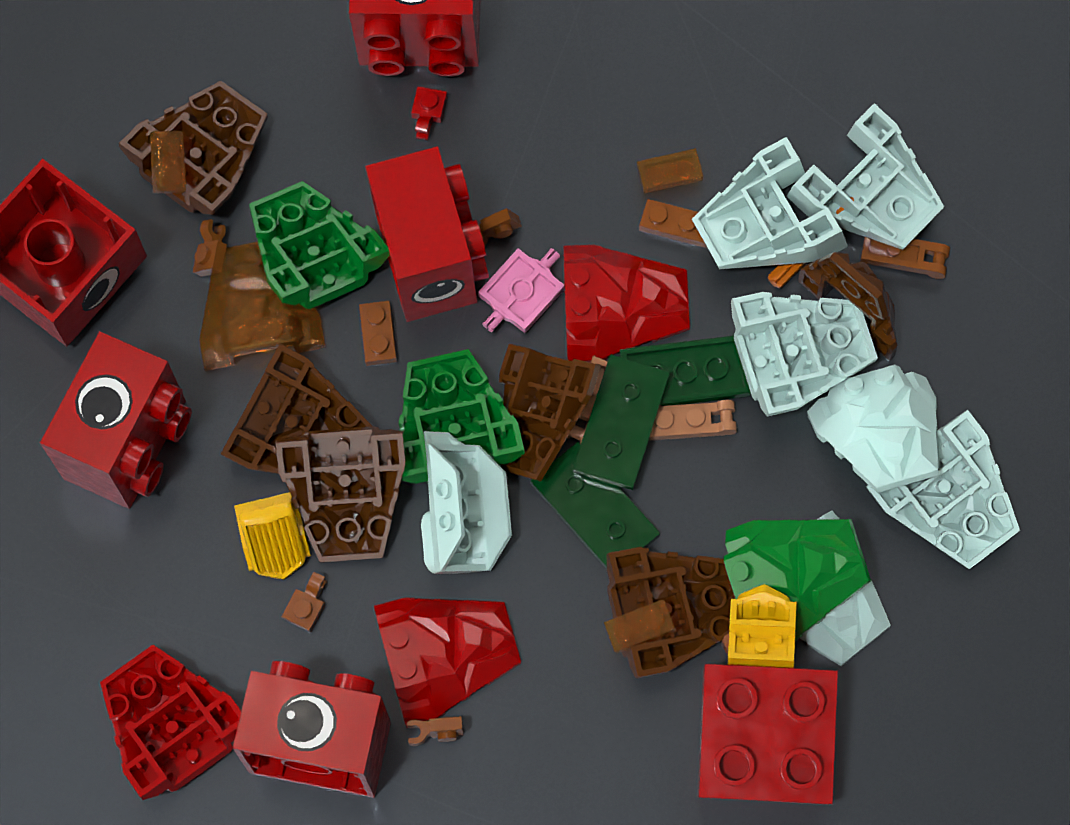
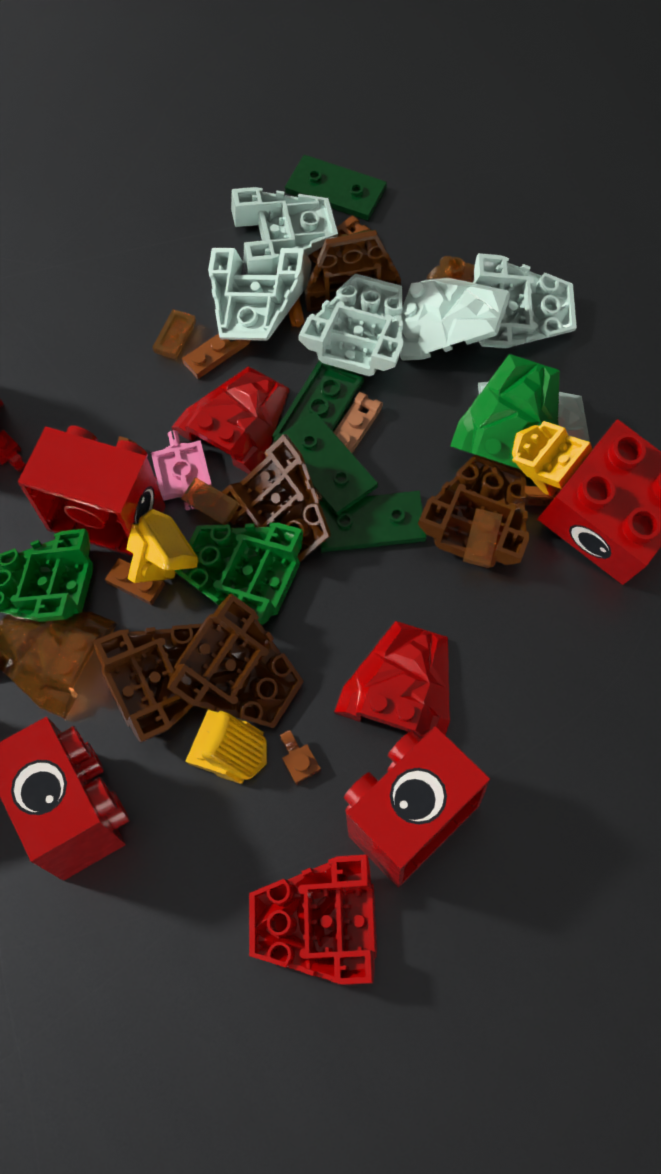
camera: 55 degrees left, 5 degrees down
(412, 333) = (158, 548): none -> yellow piece
(442, 728) = (464, 719): dark orange plate -> none
(467, 507) = (315, 594): light aqua slope -> none
(500, 343) = (210, 501): none -> clear orange plate
(954, 396) = (453, 268): none -> clear orange animal
(978, 201) = (345, 188): none -> dark green plate

